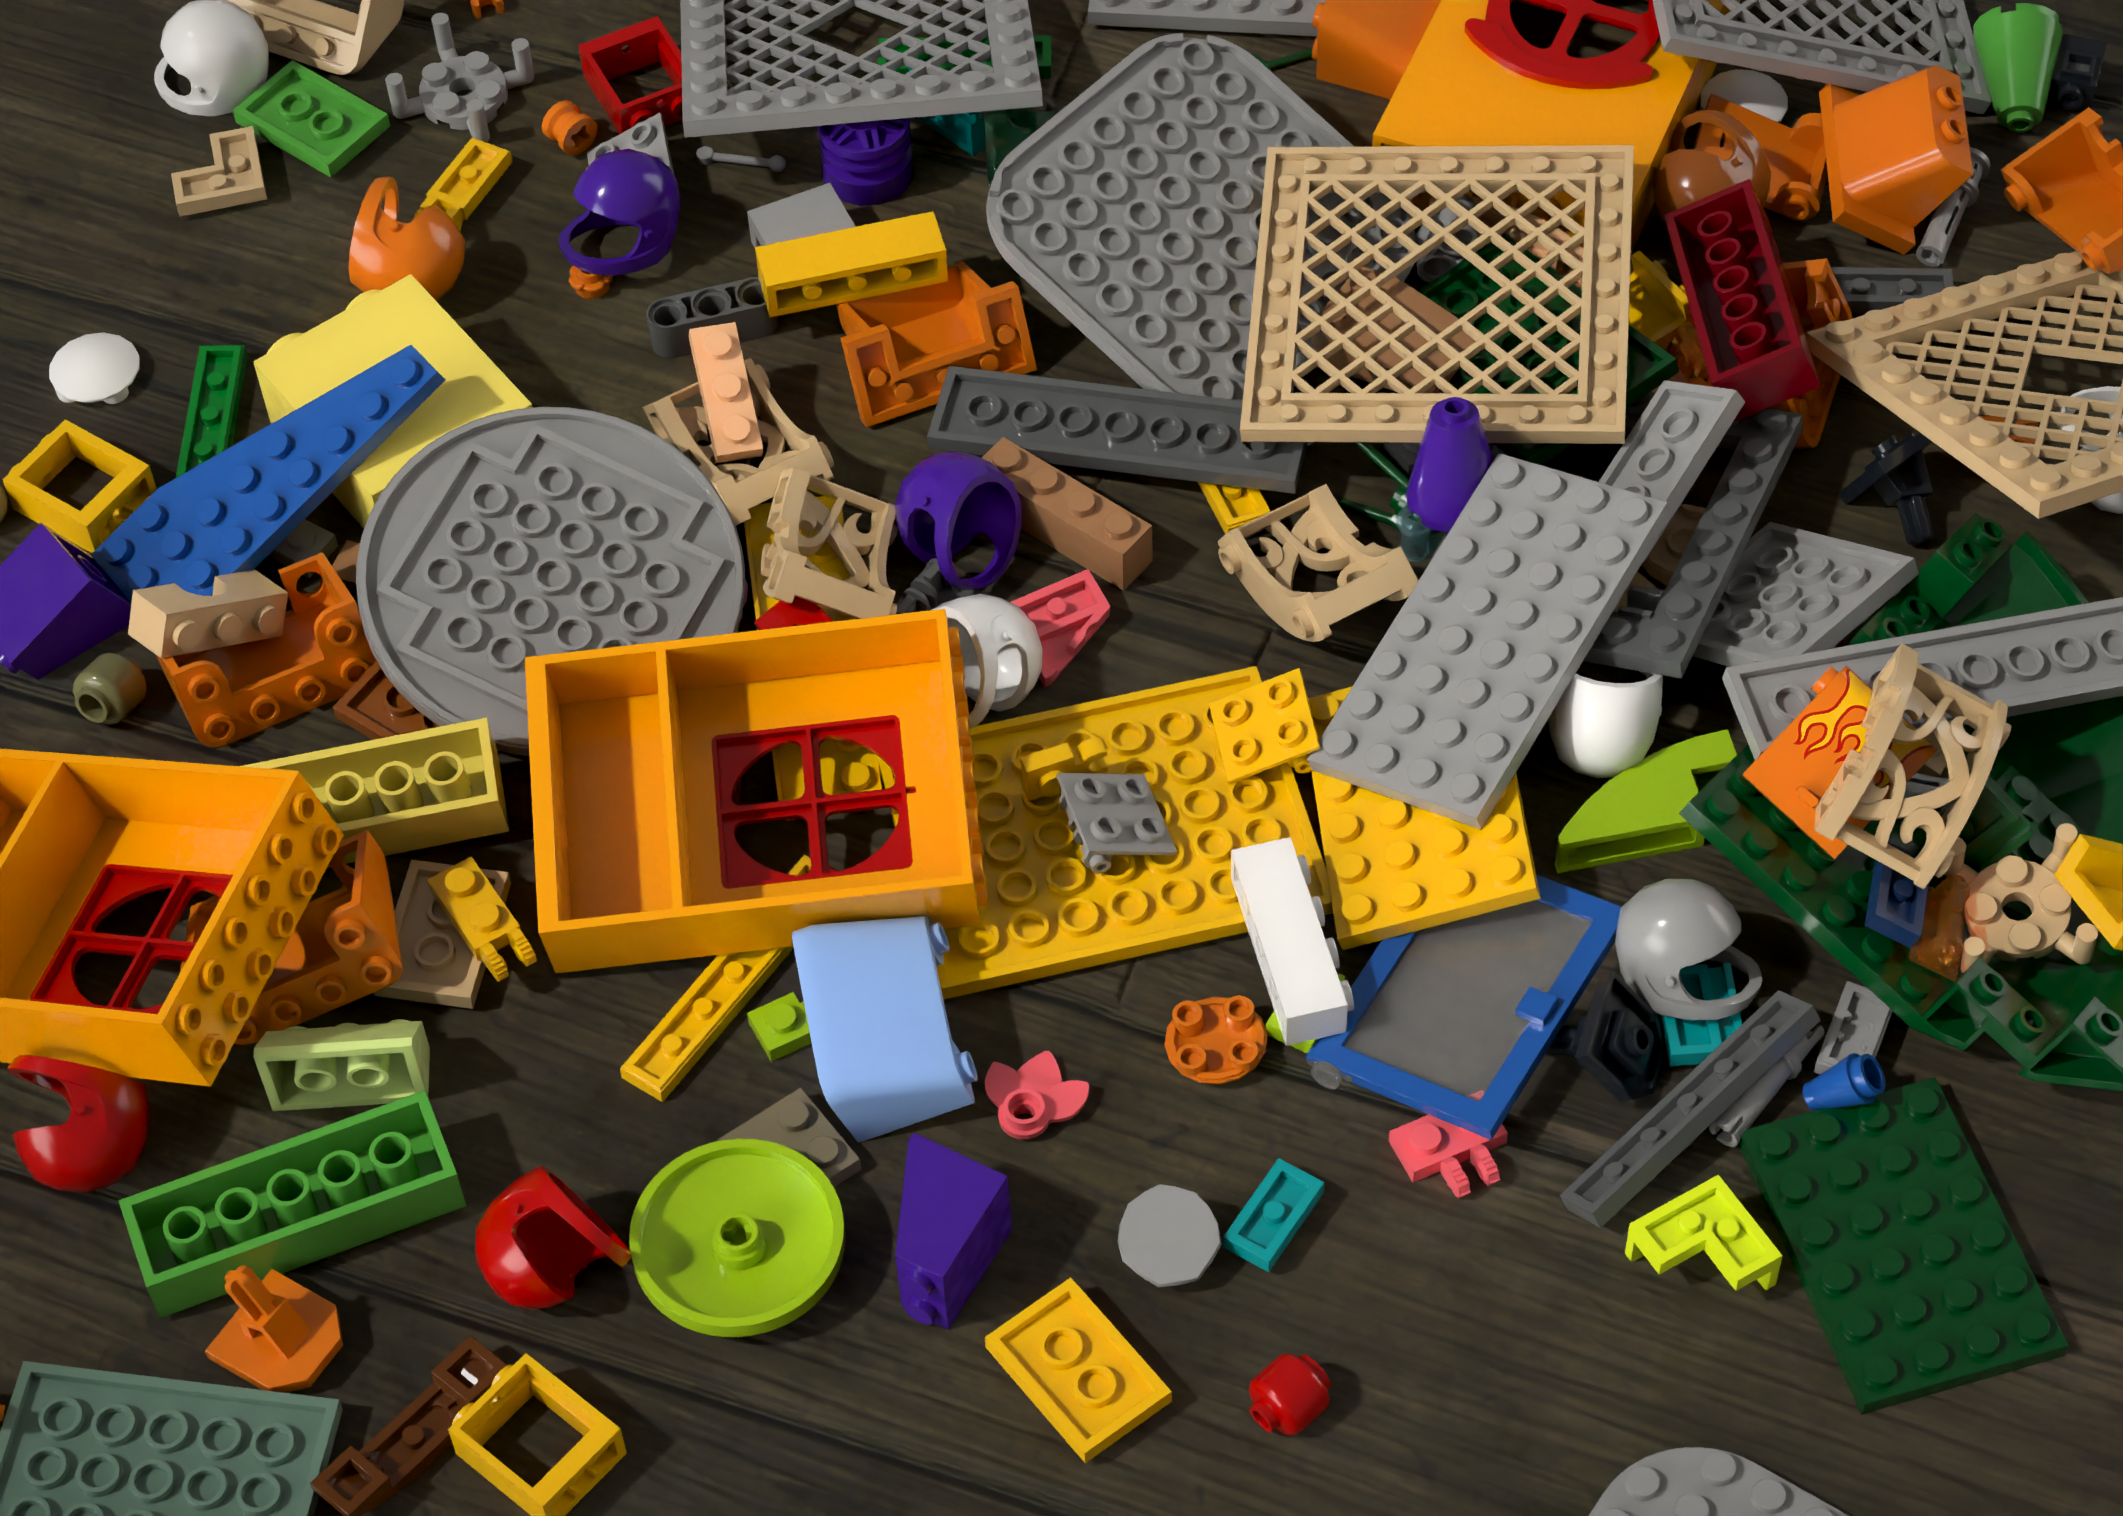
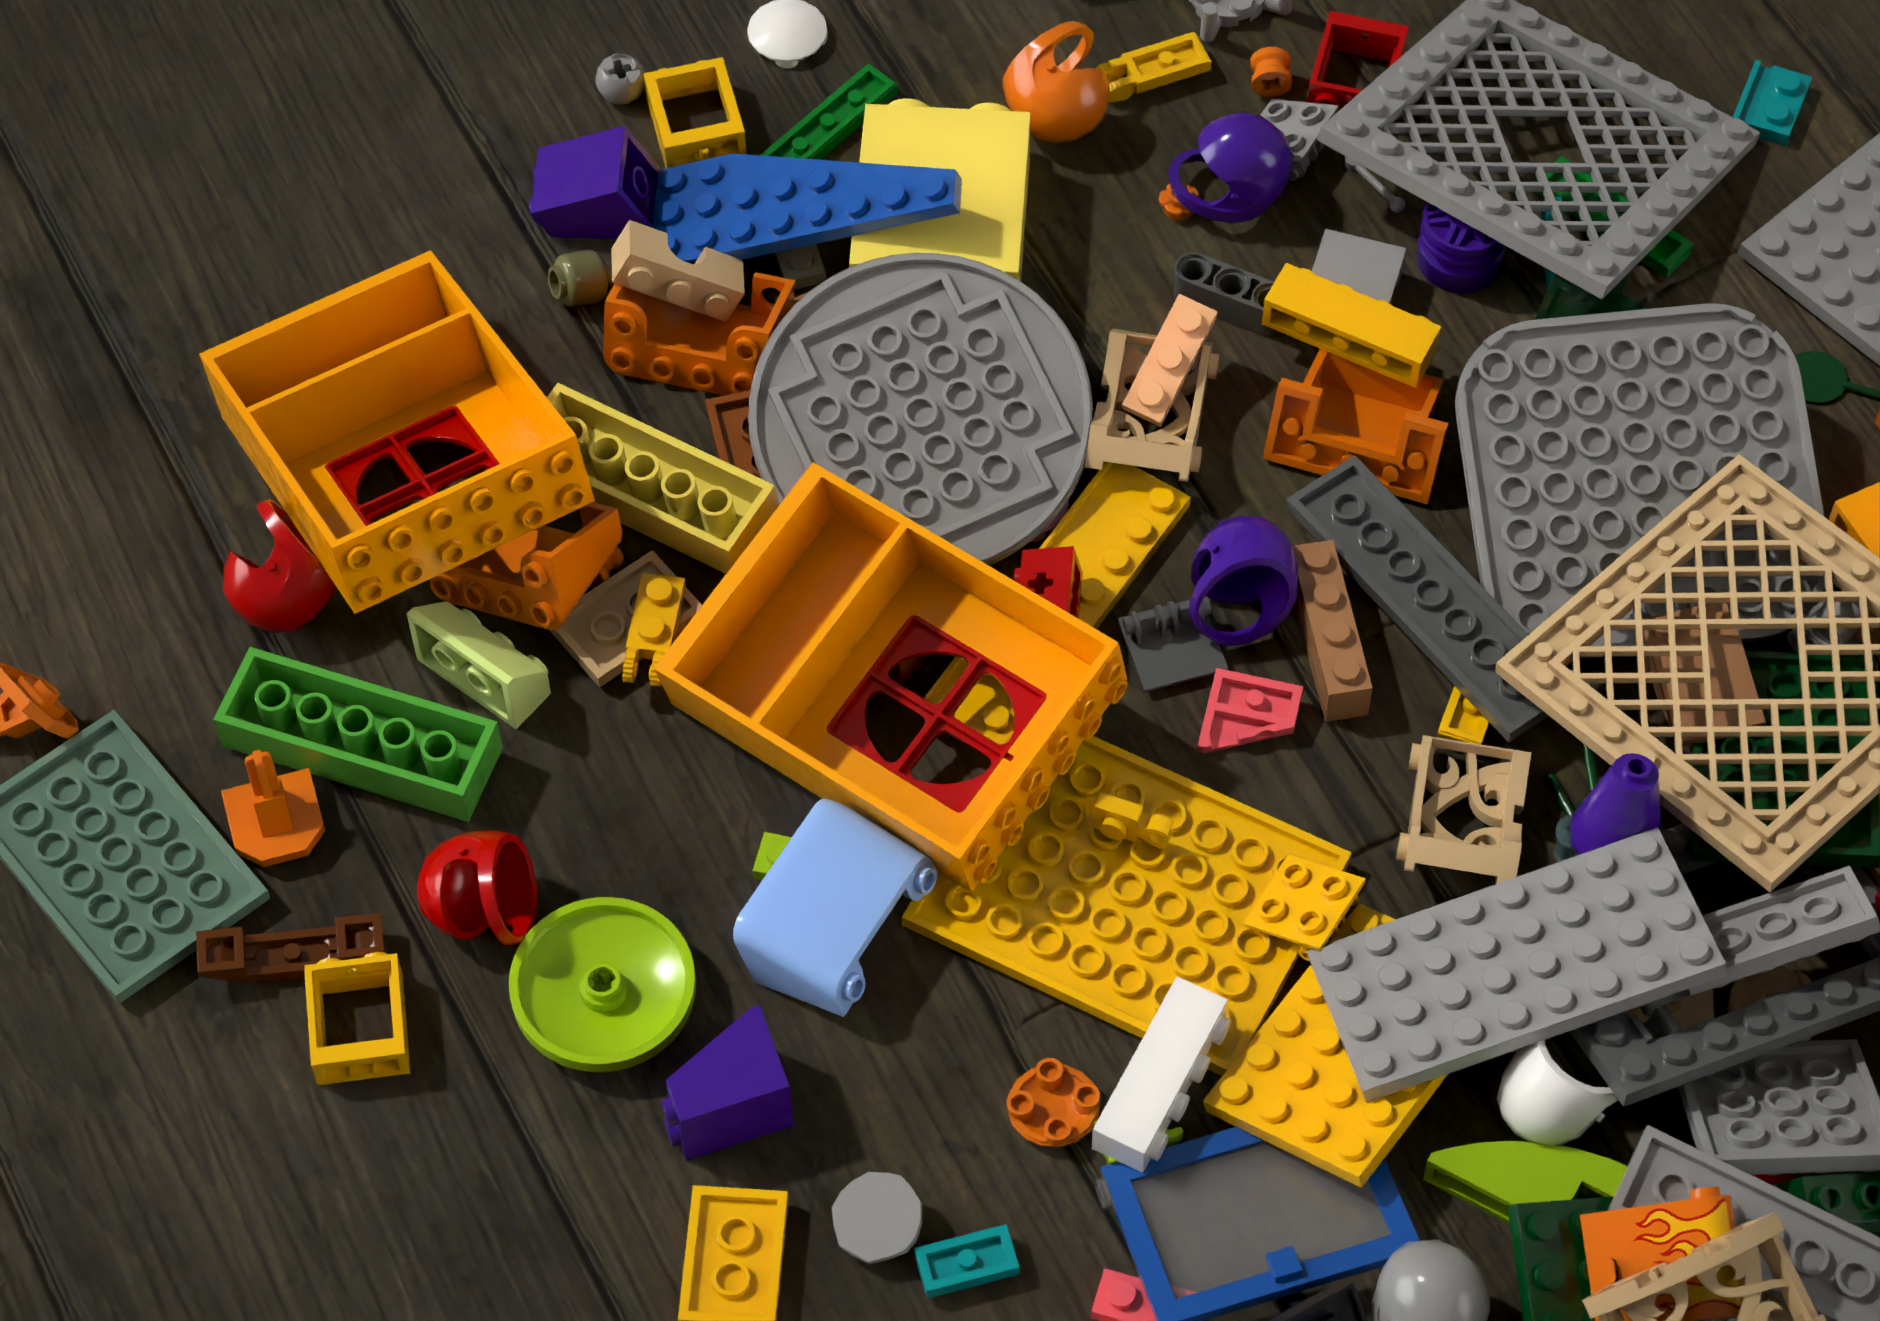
camera: 40 degrees right, 5 degrees up
(702, 1015) = (735, 809): yellow tile -> none
(794, 575) = (1104, 580): tan fence -> none
(802, 1127) = (713, 950): dark tan wing -> none
(998, 652) = (1165, 691): white piece -> none
(1034, 1091) = (899, 1039): coral plate -> none
(1113, 817) = (1133, 886): light grey hinge -> none

